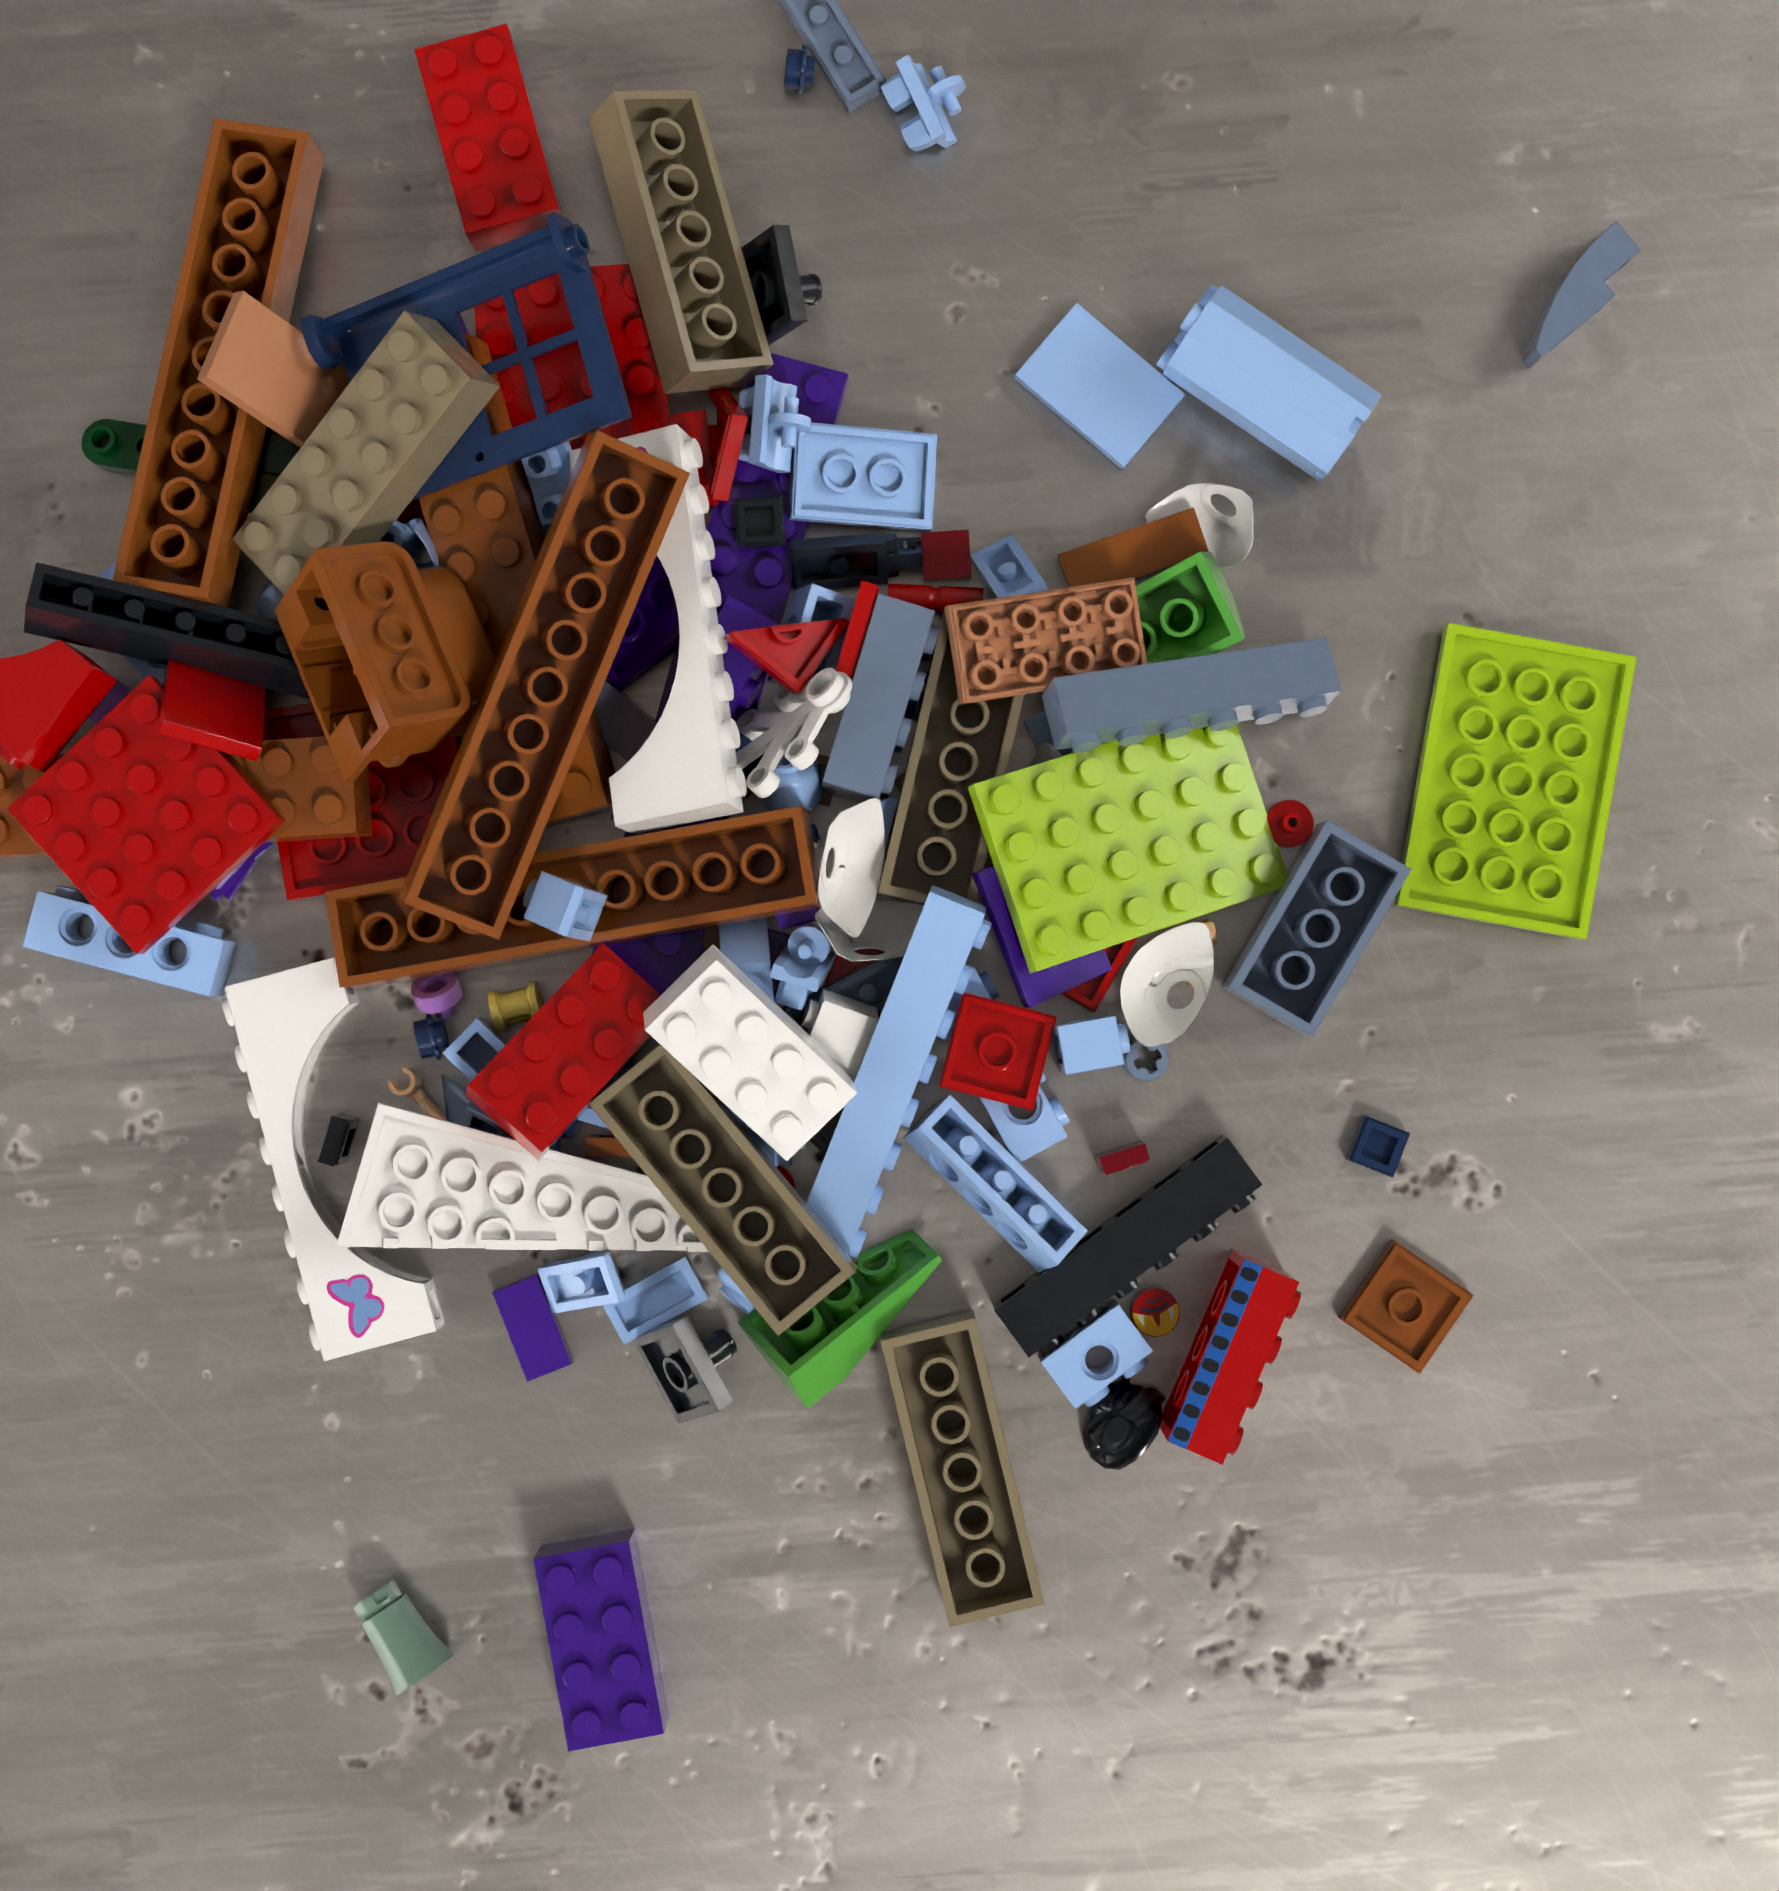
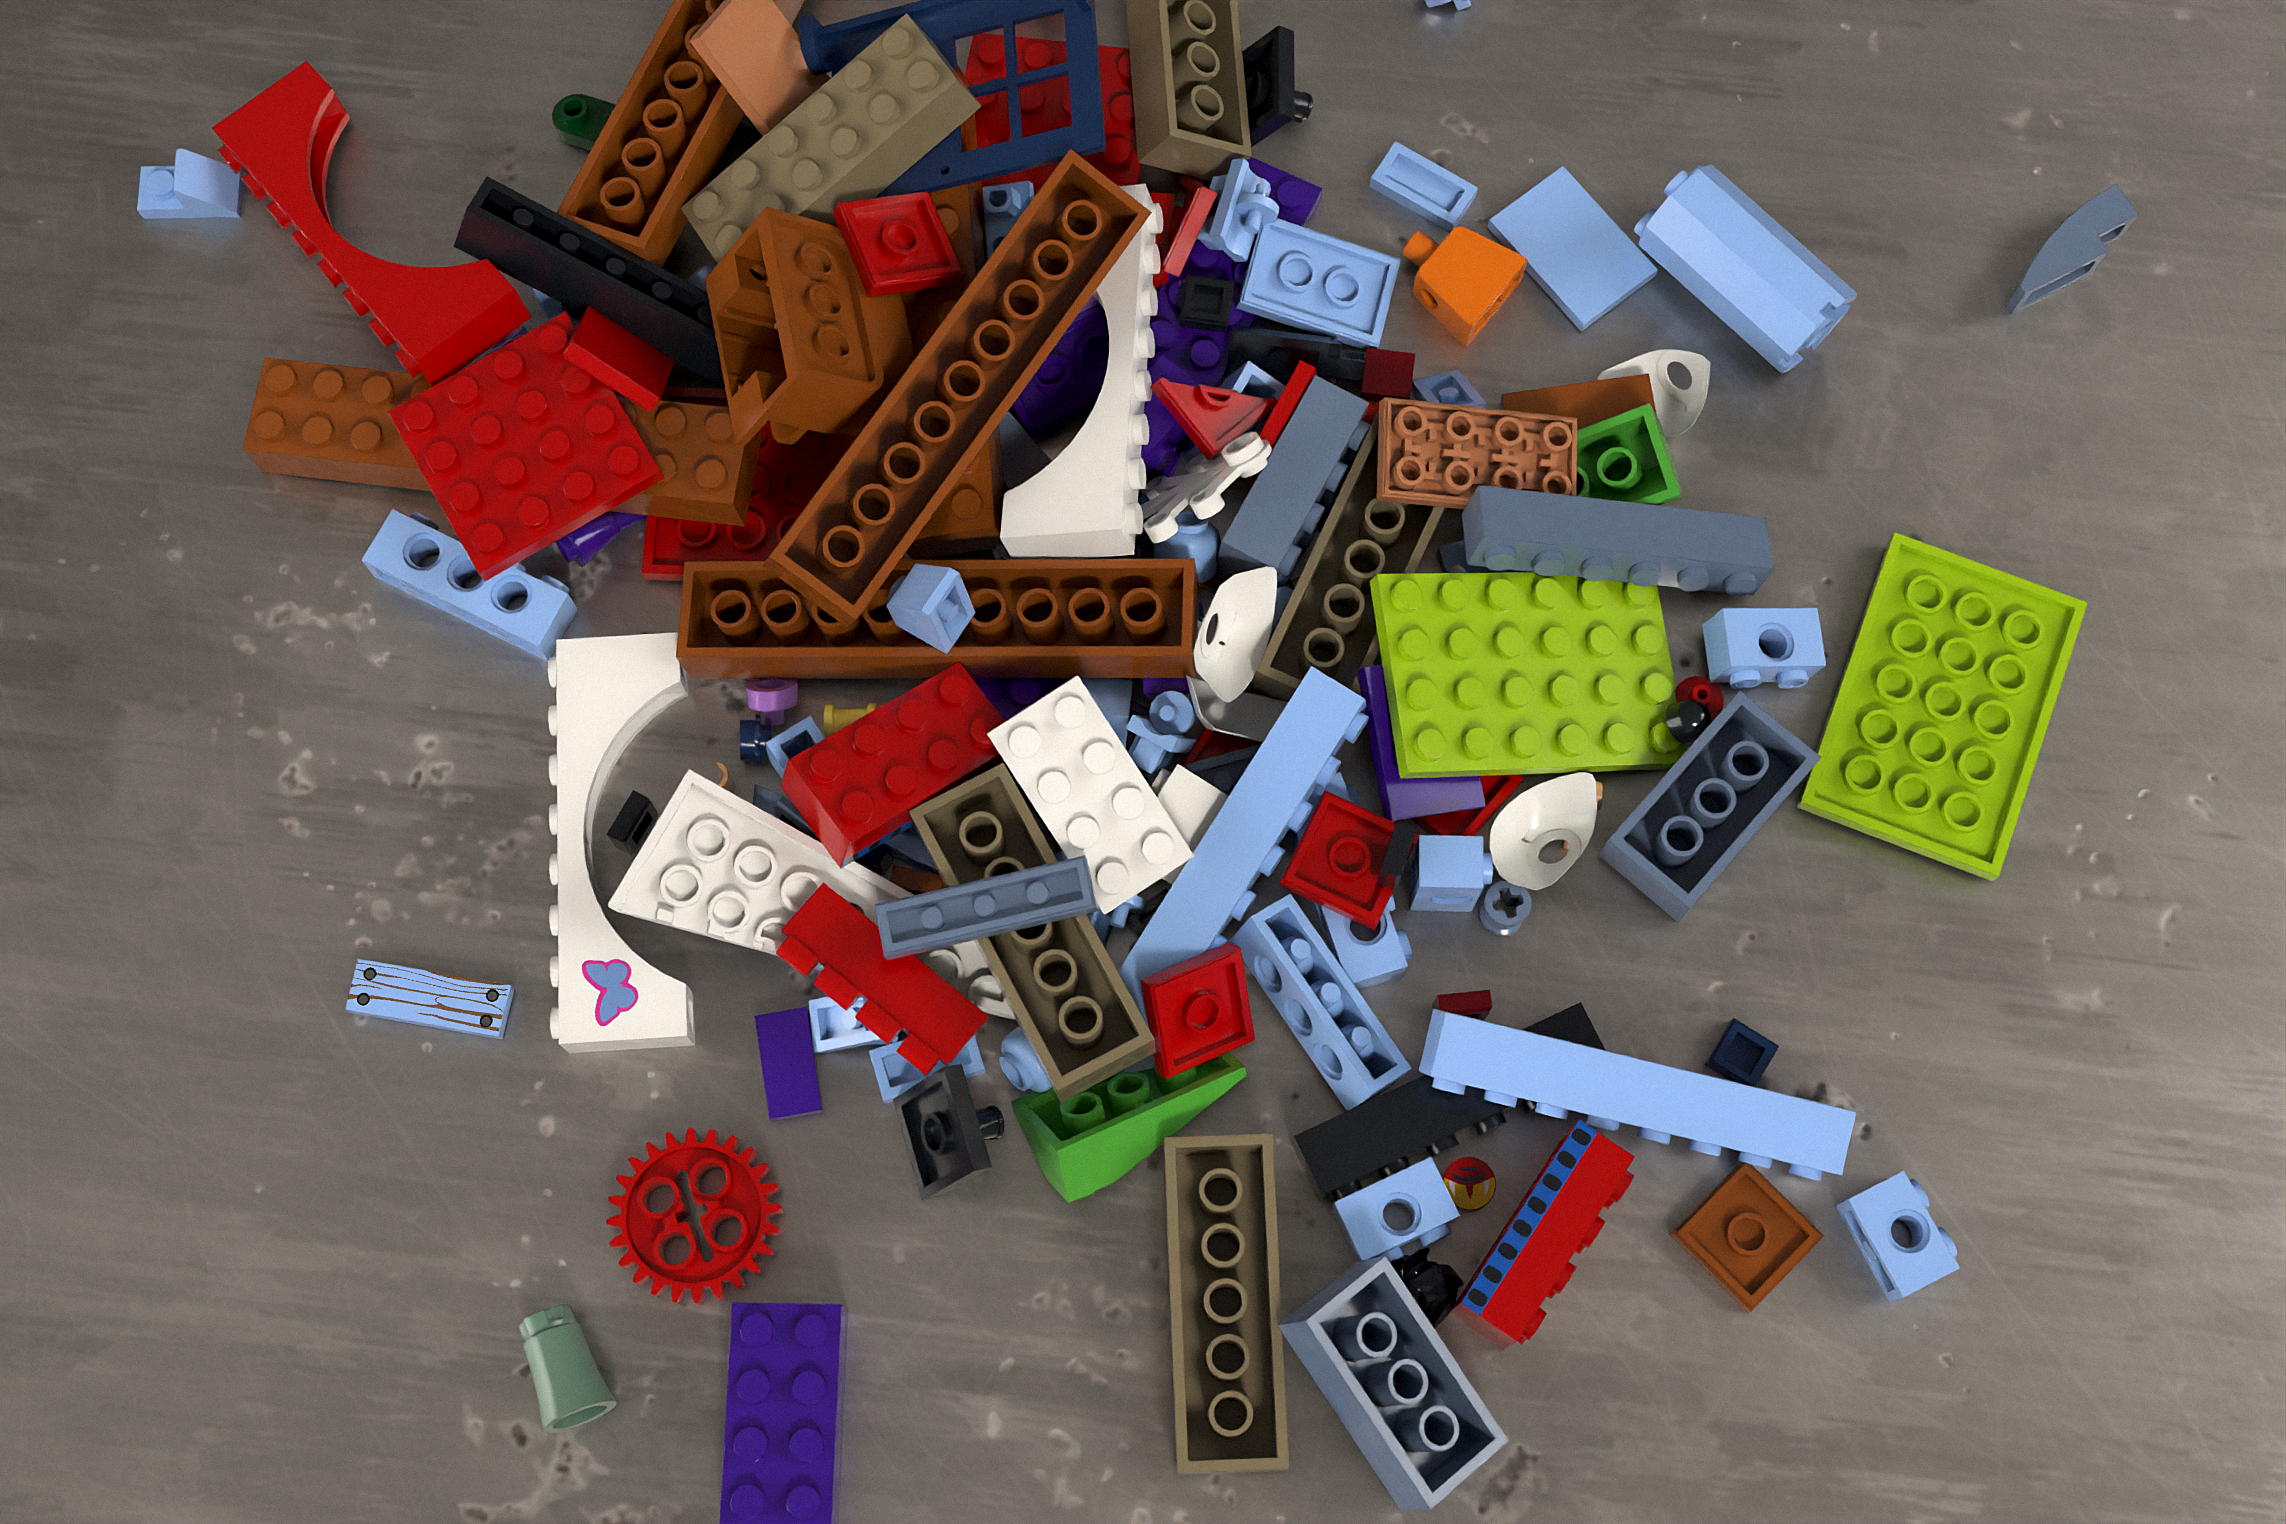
camera: 10 degrees right, 15 degrees down
(197, 1334) = (430, 999): none -> light blue tile
(444, 1502) = (649, 1233): none -> red gear
(451, 544) = (898, 243): none -> red tile
(593, 1246) = (897, 991): none -> red windscreen
(679, 1184) = (986, 907): none -> sand blue tile
(887, 1215) = (1198, 1009): none -> red tile
(945, 350) = (1423, 187): none -> light blue tile
(1000, 443) = (1463, 278): none -> orange torso
(1039, 1049) = (1396, 855): none -> black tile
(1120, 1512) = (1393, 1384): none -> sand blue brick
(1283, 850) = (1687, 720): none -> black hinge
(1289, 1215) = (1637, 1093): none -> light blue brick
(1365, 747) = (1787, 633): none -> light blue brick
(1513, 1269) = (1898, 1268): none -> light blue brick

